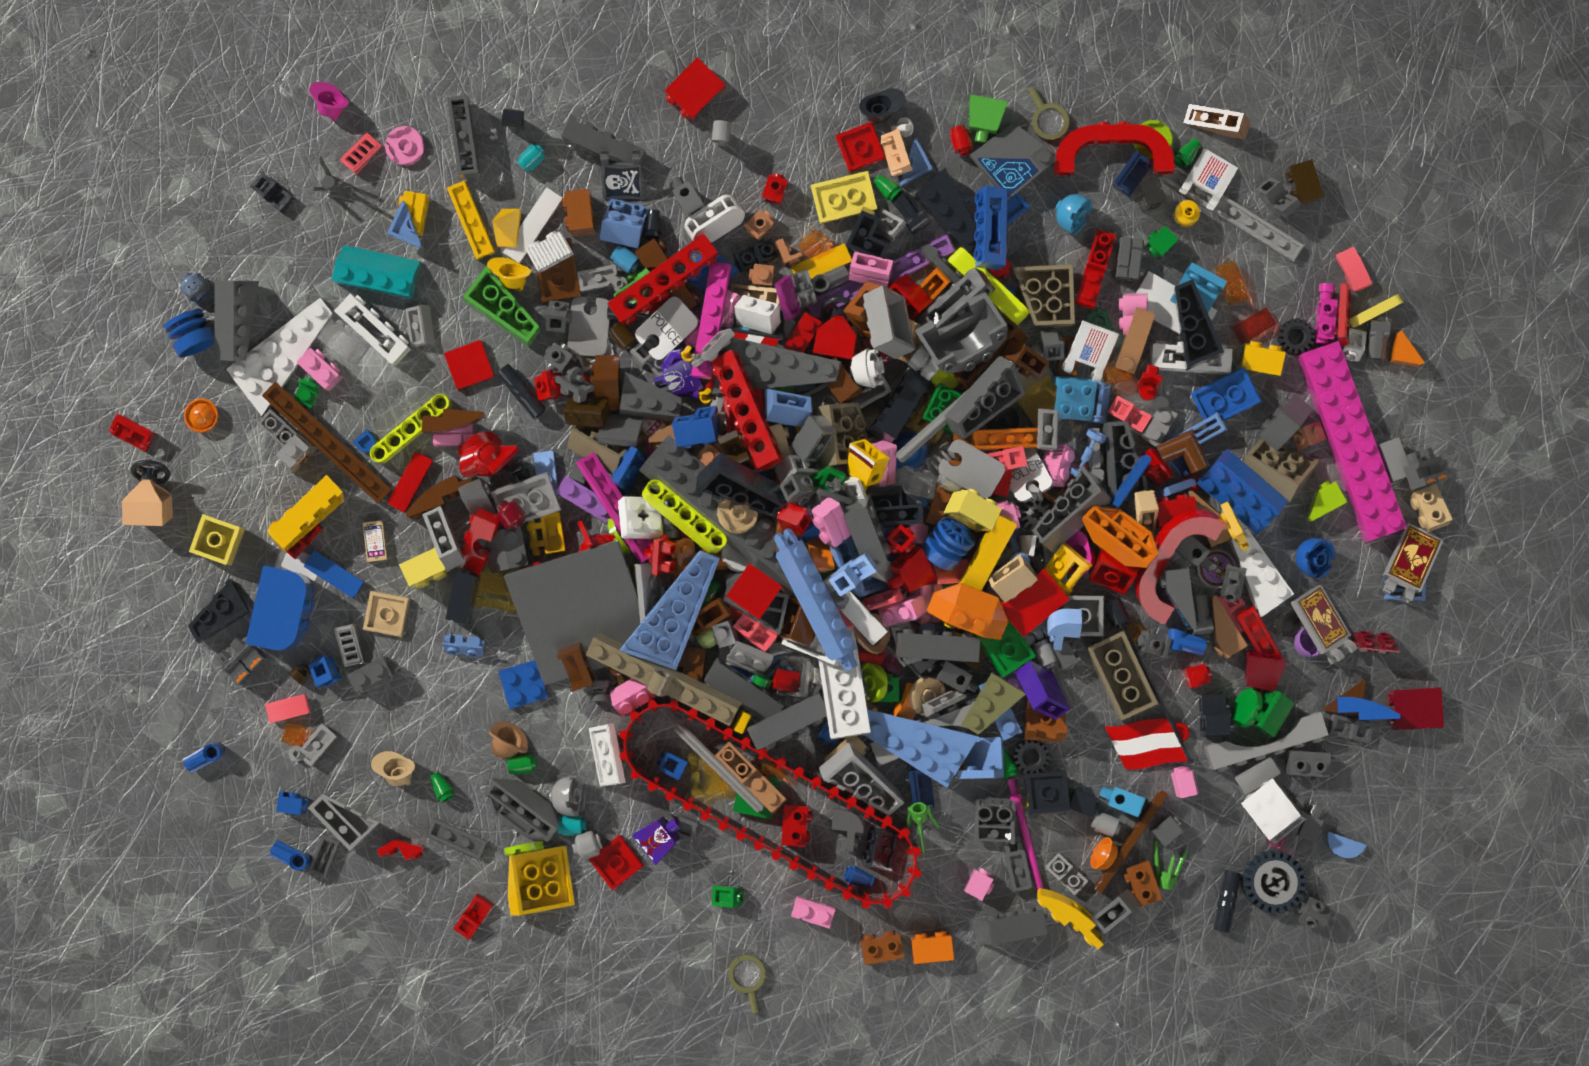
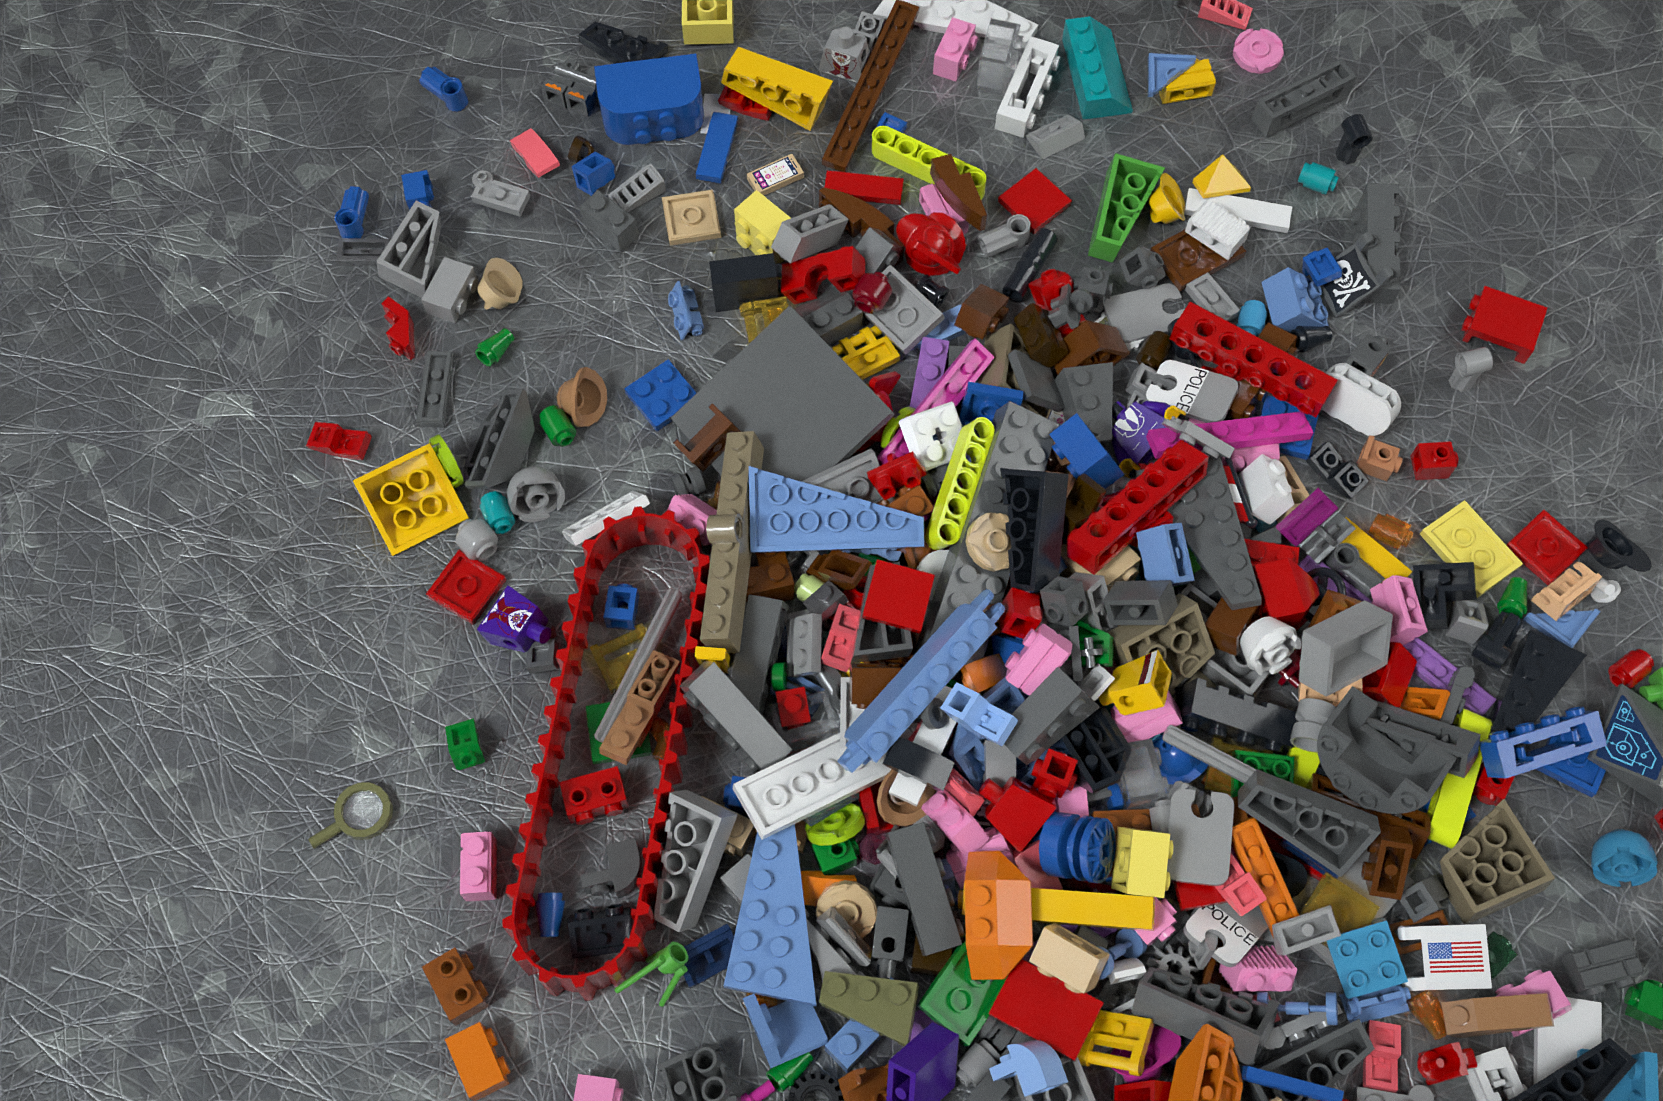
camera: 65 degrees right, 20 degrees down
(293, 734) = (506, 169): clear orange tile -> none
(307, 392) = (921, 50): green bracket -> none
(384, 804) = (450, 290): none -> light grey brick
(471, 220) = (1208, 145): yellow tile -> none
(492, 402) = (1005, 237): none -> light grey piece
(550, 443) = (982, 312): none -> reddish brown brick
(580, 213) = (1282, 244): dark orange brick -> none
(605, 193) = (1321, 267): none -> blue bracket
(762, 275) = (1319, 477): nougat brick -> none
(785, 250) = (1358, 507): nougat bracket -> none
(865, 620) = (919, 763): none -> black slope
(1095, 269) = (1561, 921): red slope -> none

